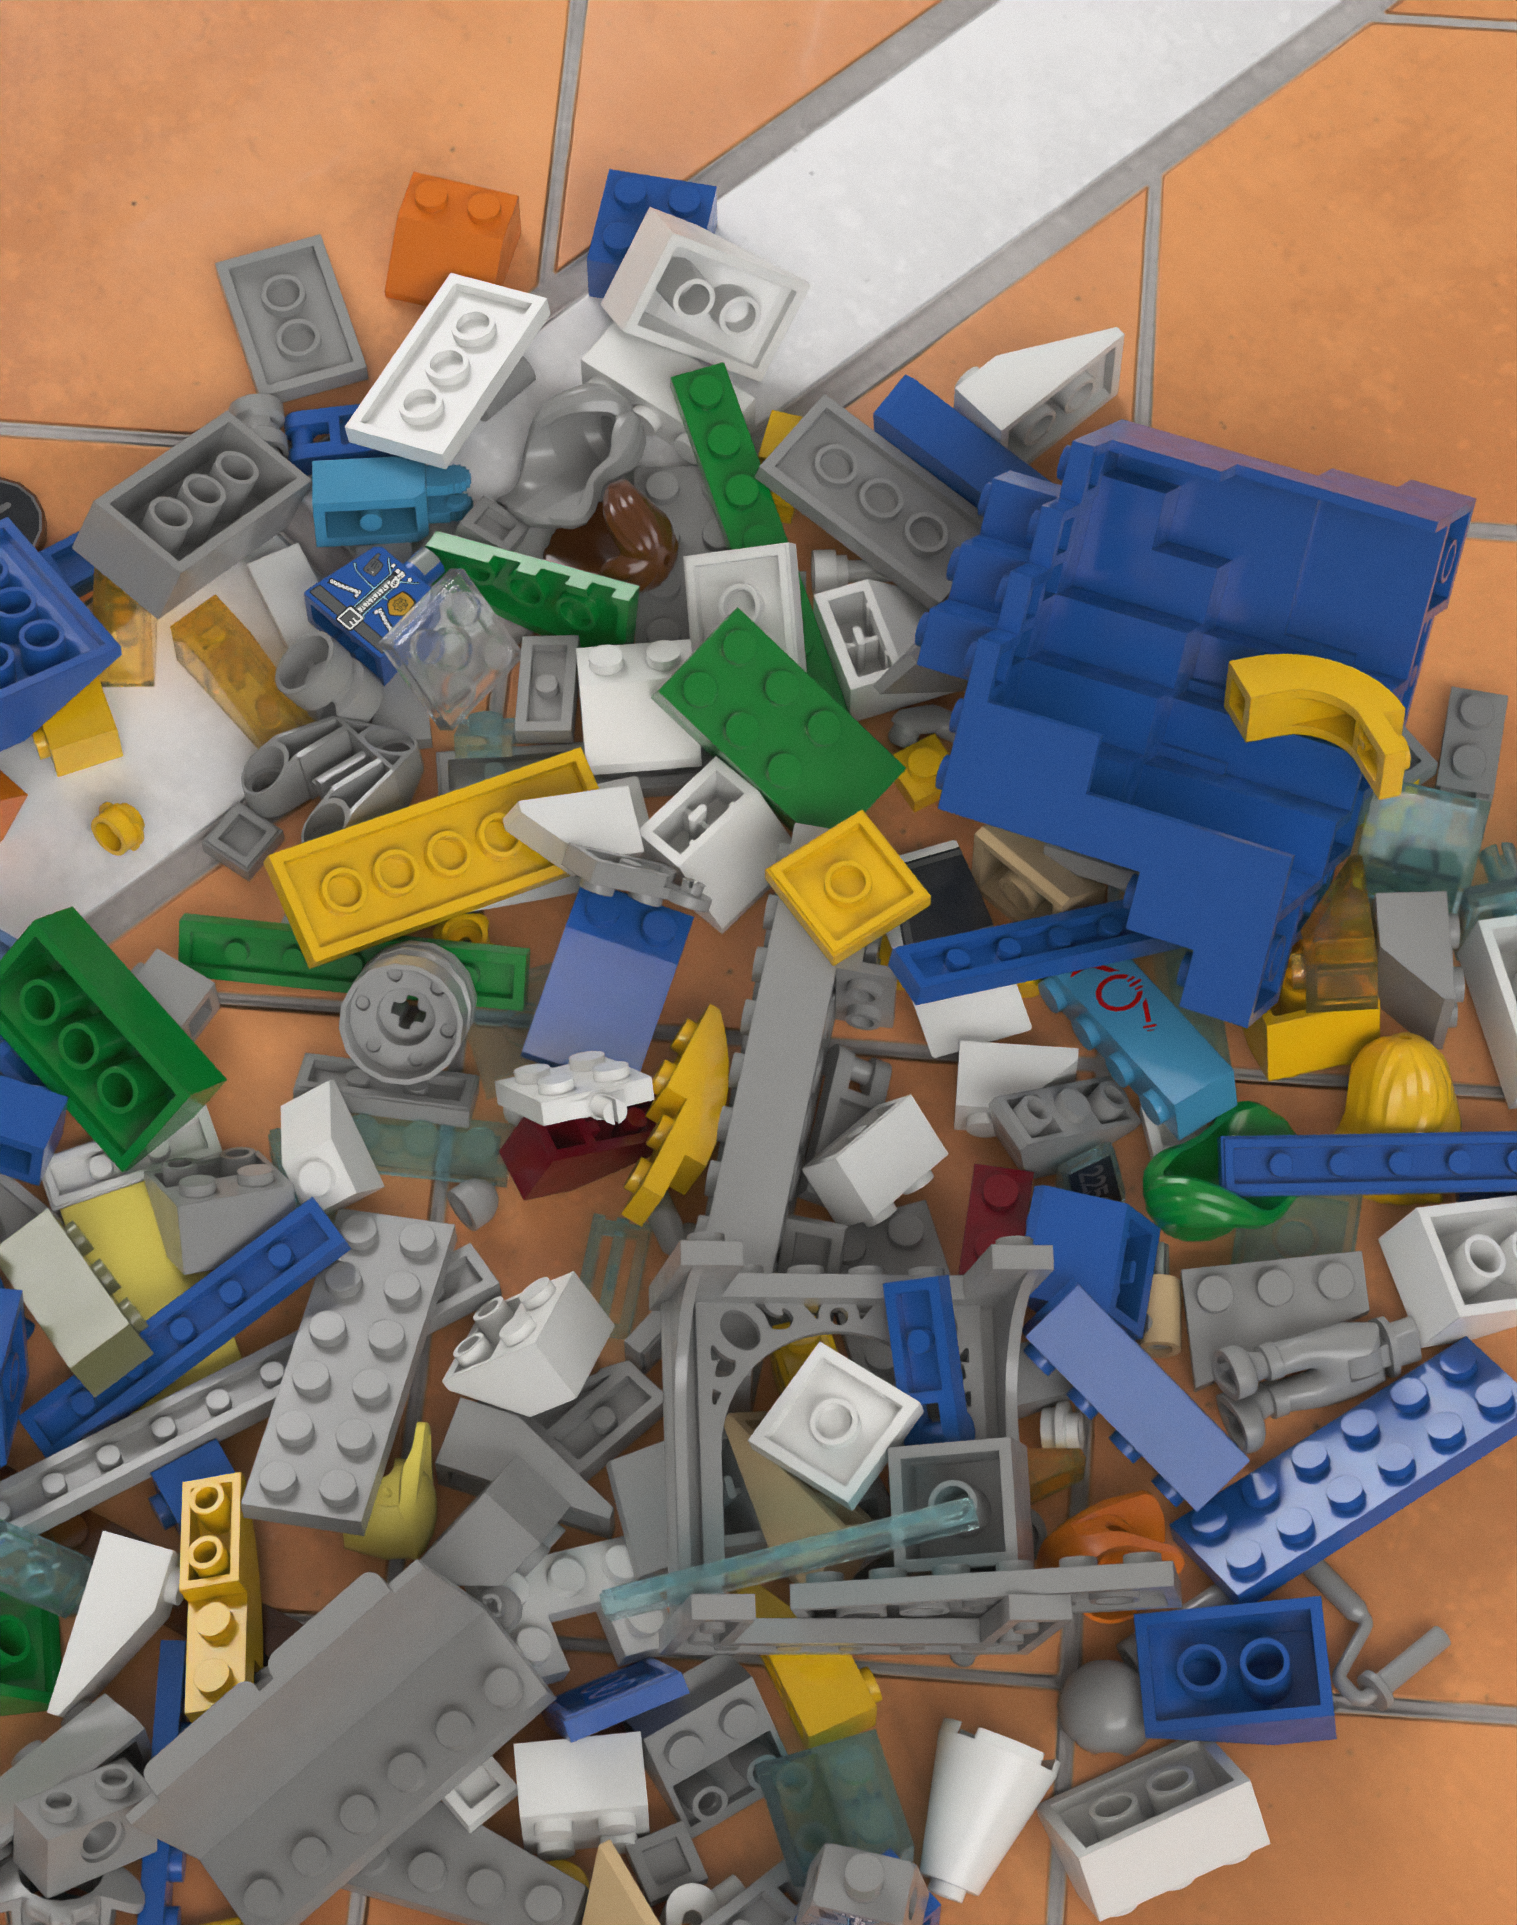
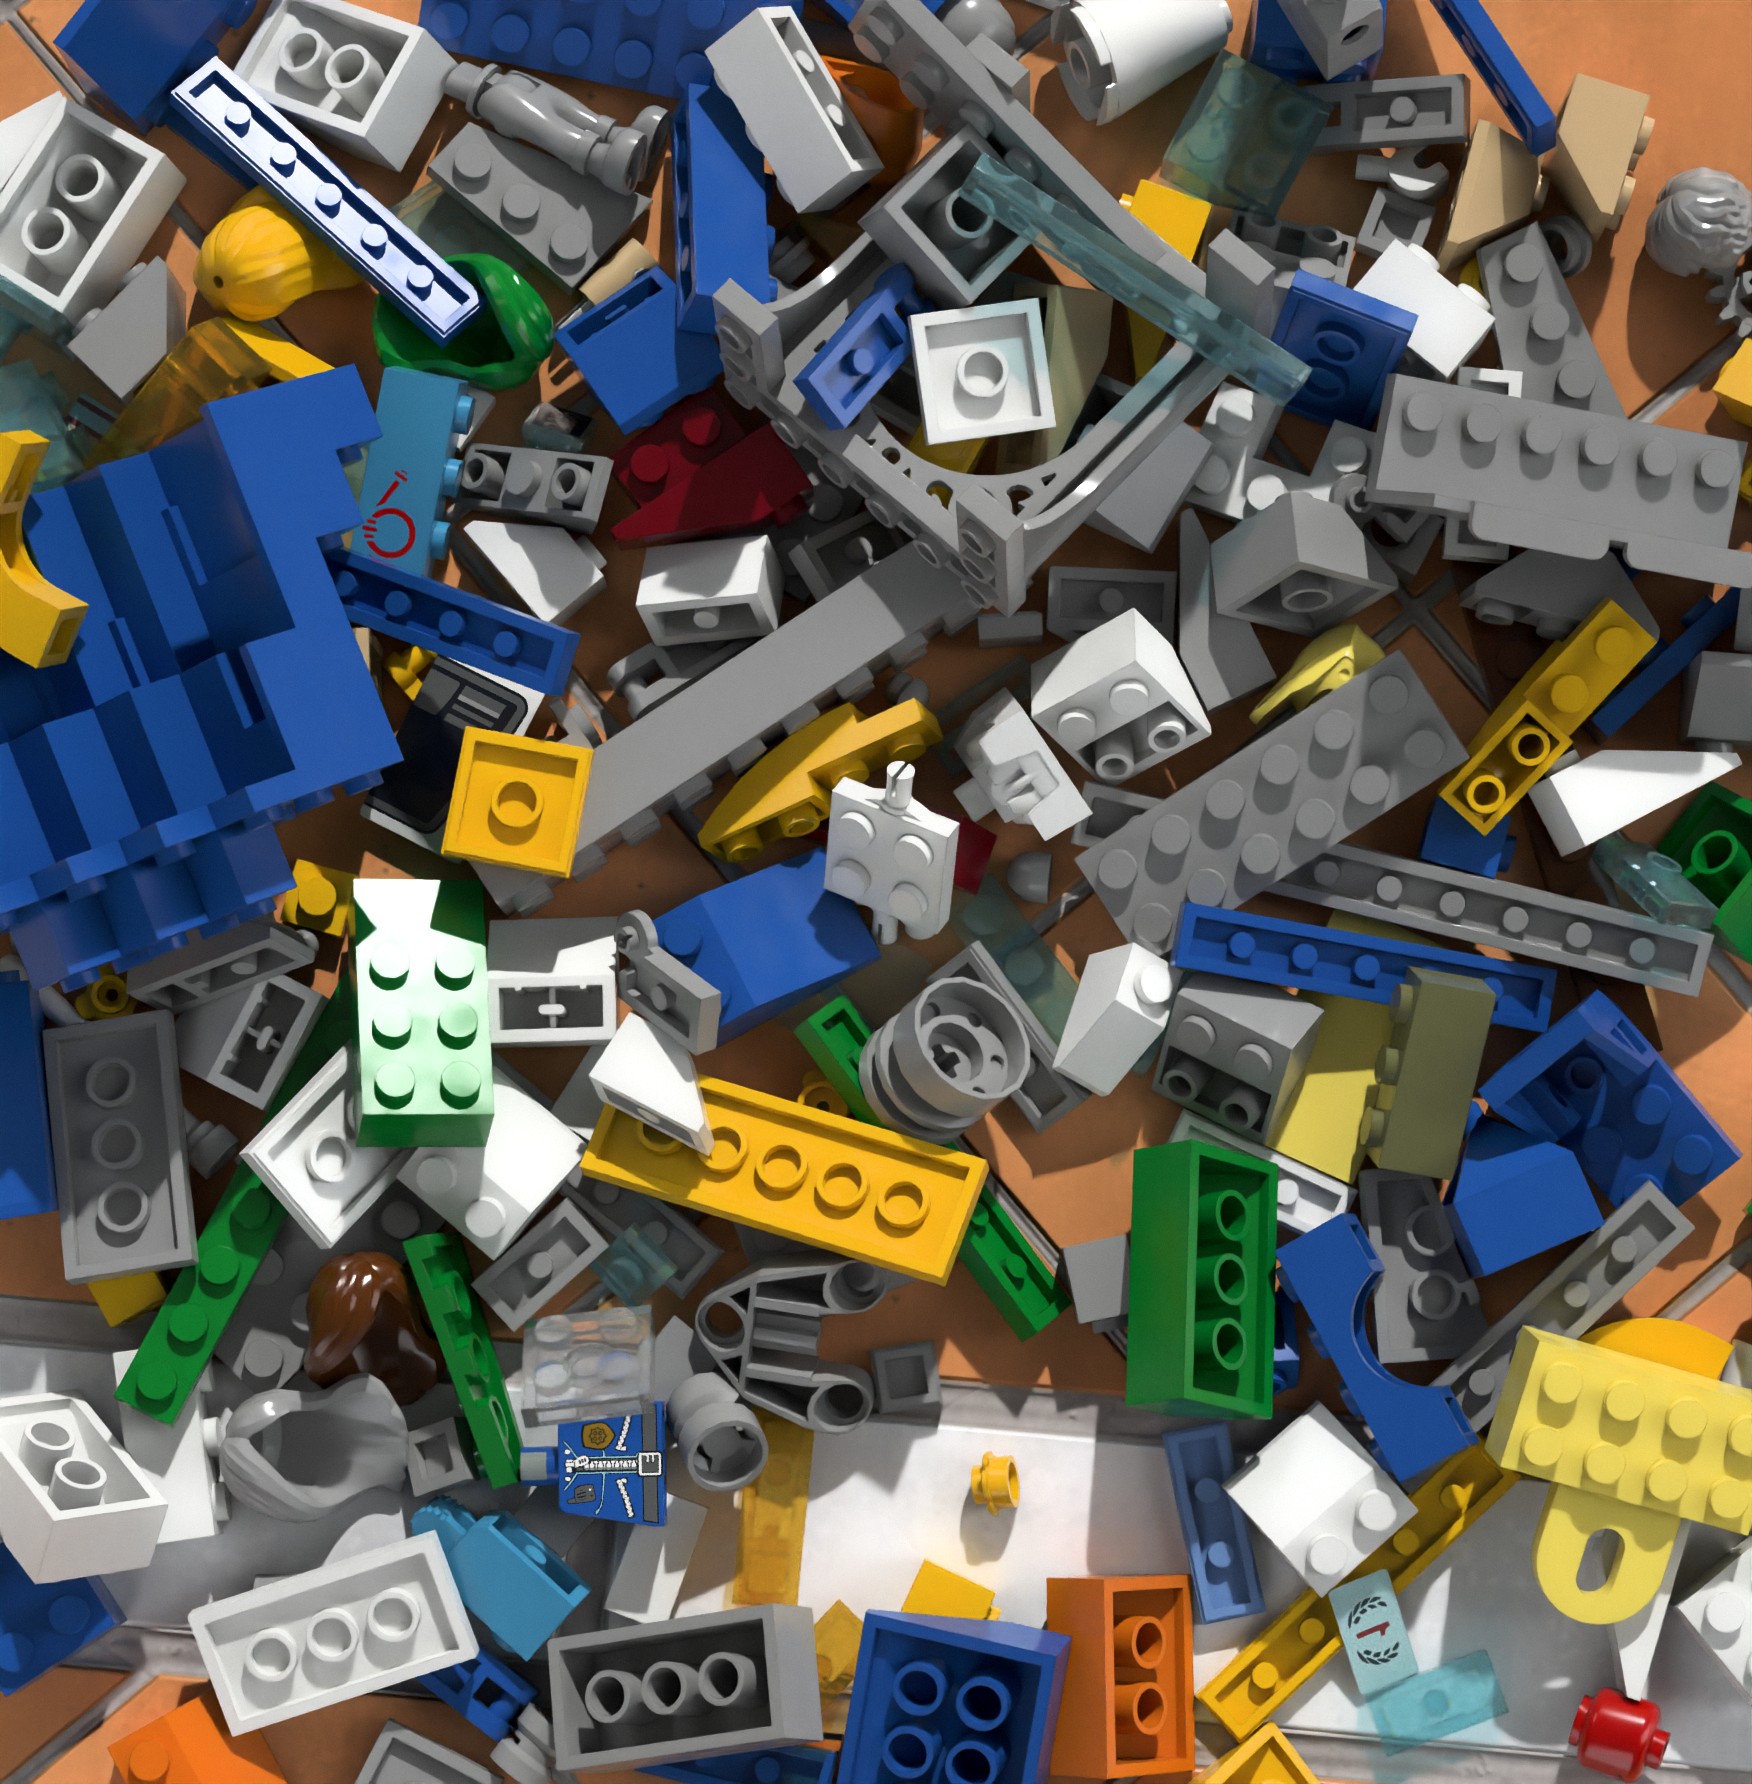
camera: 130 degrees left, 20 degrees up
(545, 1235) = (1015, 770): none -> white brick
(930, 1216) = (729, 496): none -> dark red slope
(1156, 1496) = (793, 109): none -> white brick

